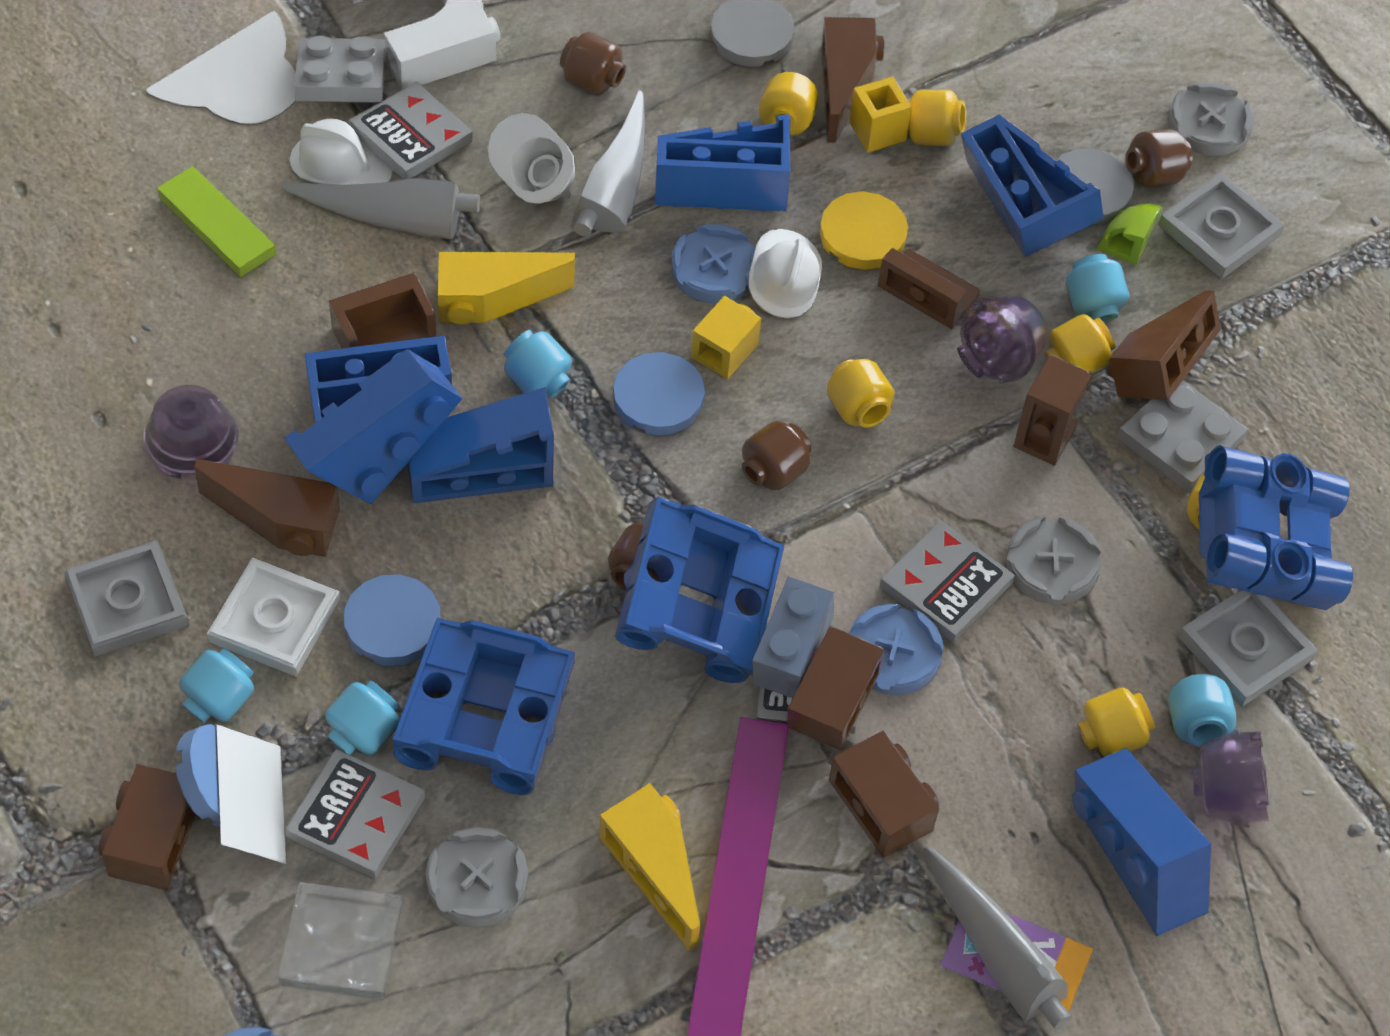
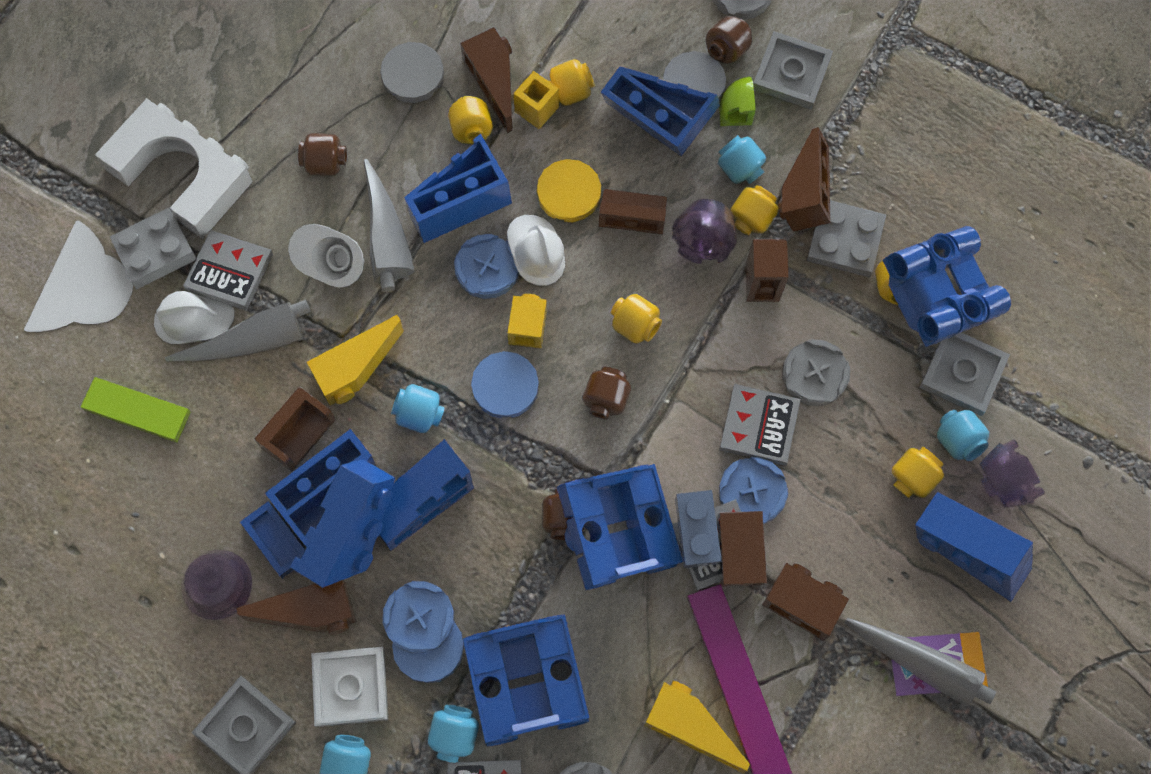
camera: 25 degrees left, 15 degrees up
(283, 411) = (273, 538): none -> blue tile
(400, 577) = (418, 617): none -> medium blue tile

